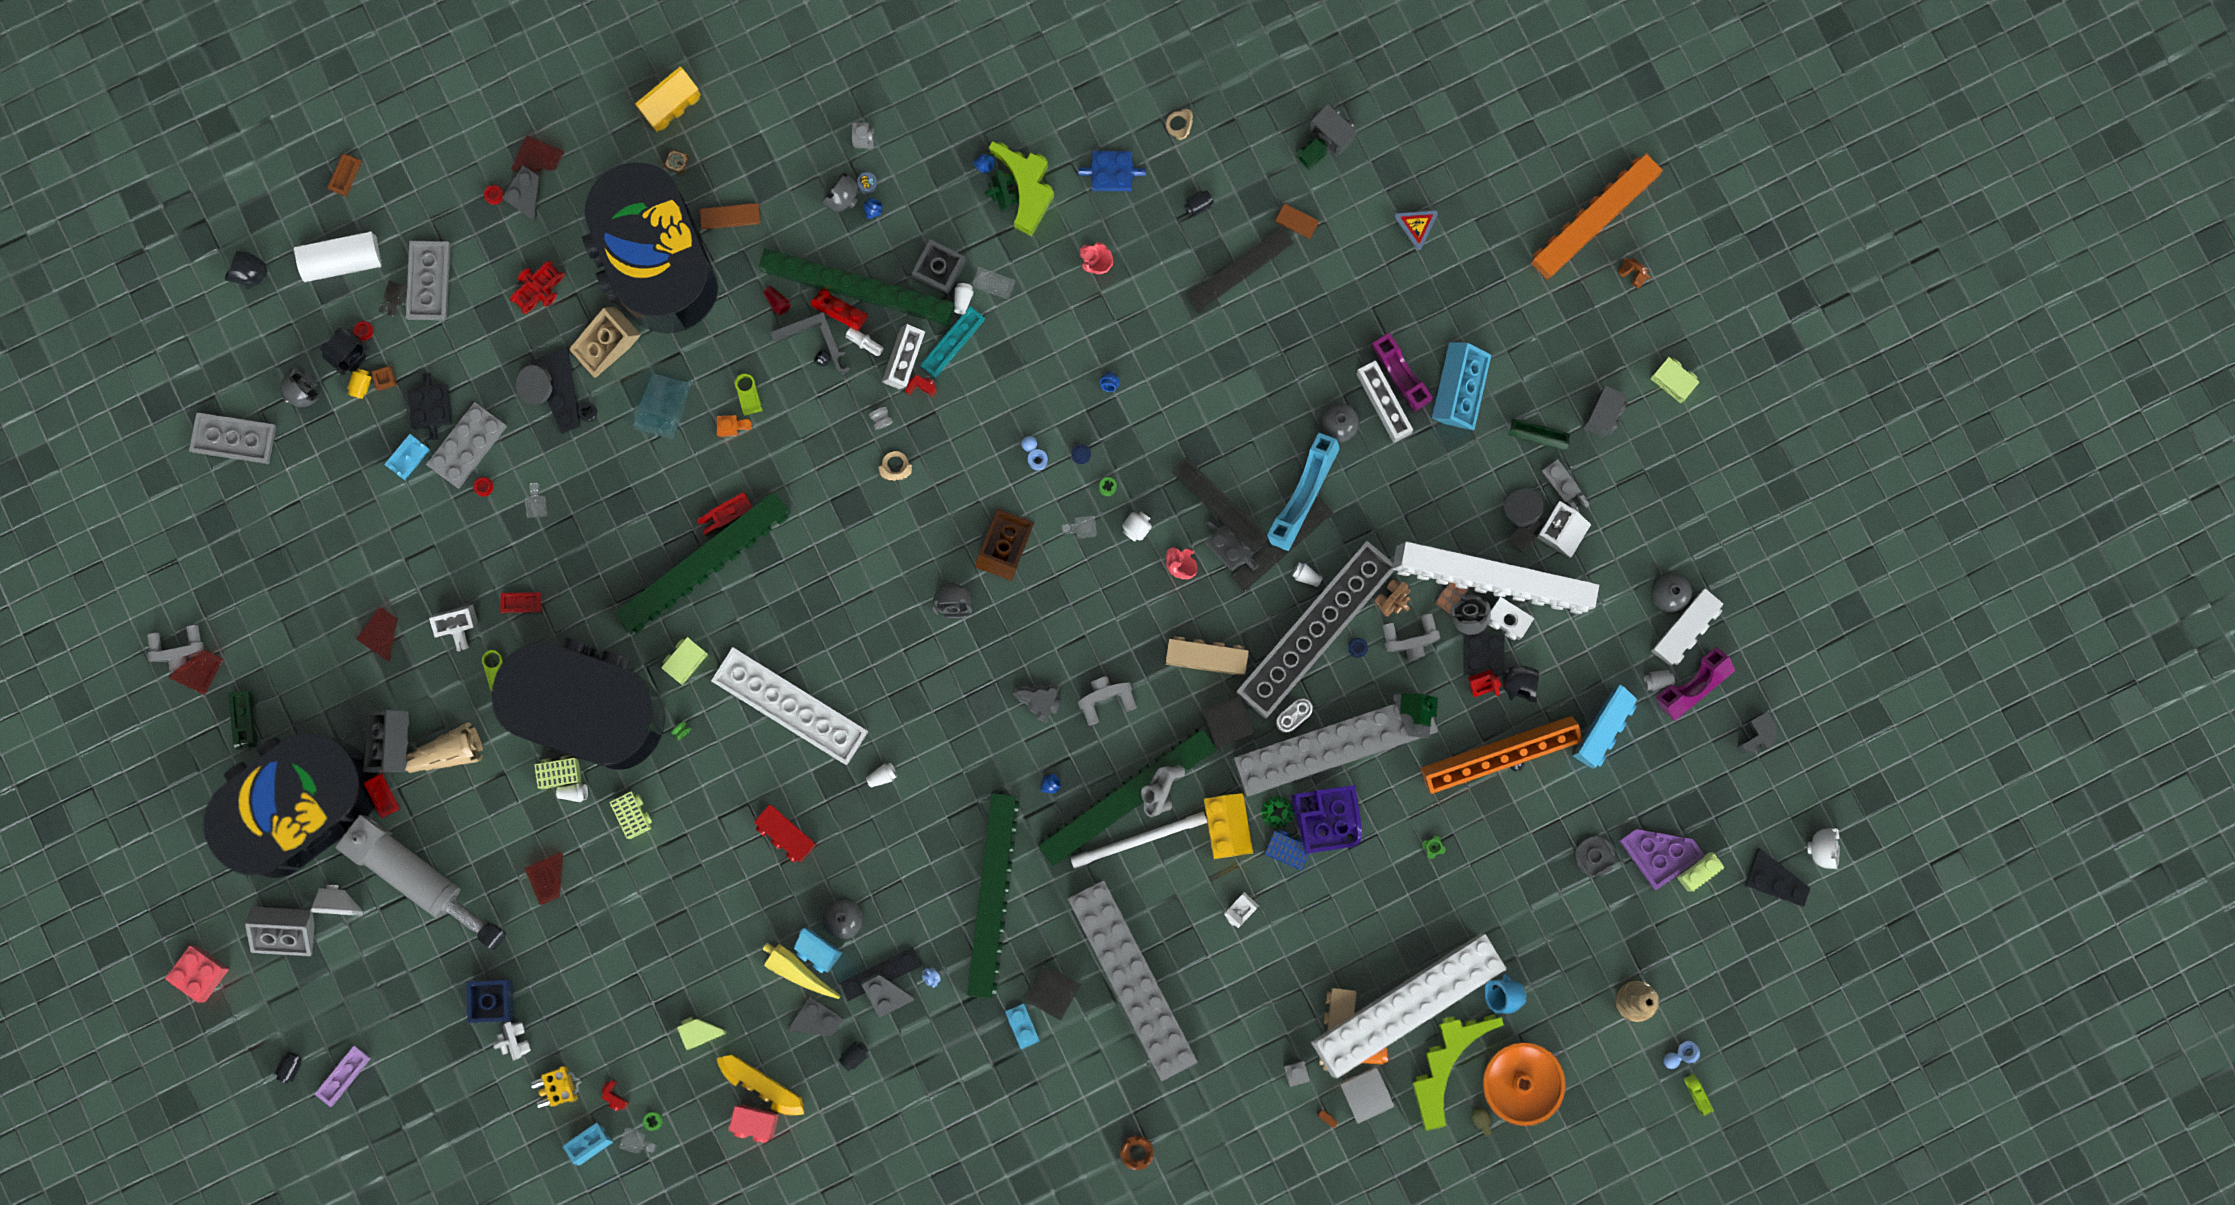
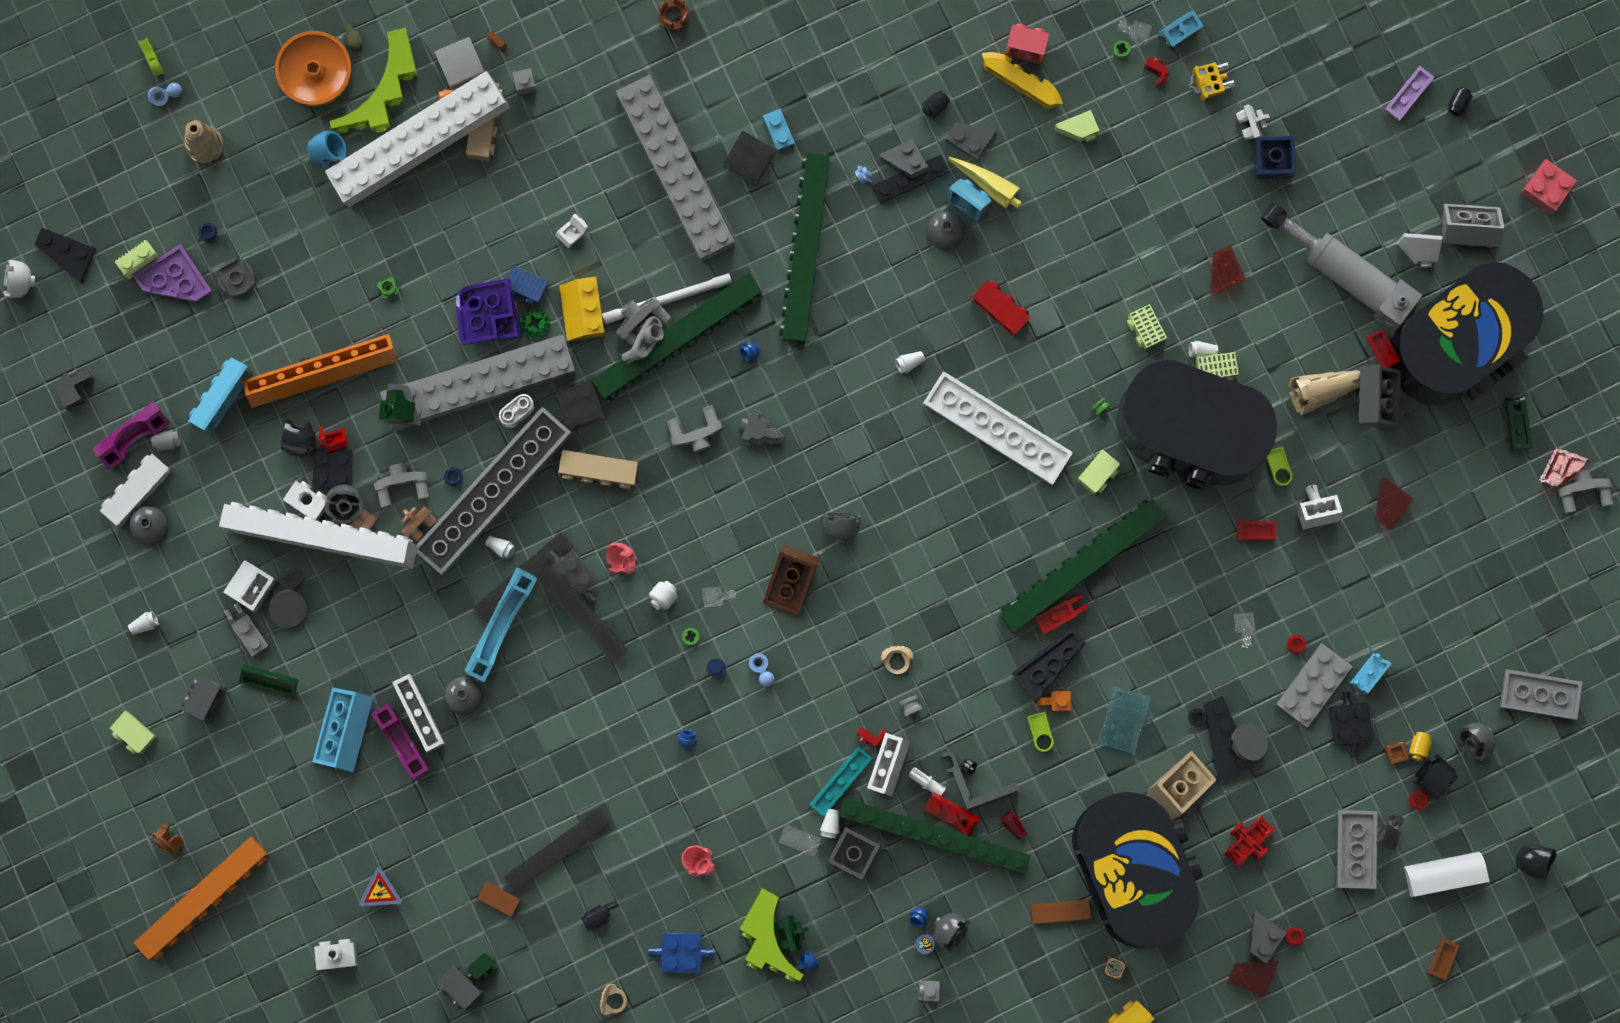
camera: 175 degrees right, 0 degrees up
(743, 457) = (1047, 665): none -> black wing
(1170, 819) = (635, 314): none -> light grey connector
(1458, 163) = (336, 955): none -> white brick
(1627, 904) = (208, 232): none -> dark blue plate
(1670, 491) = (144, 623): none -> white cone

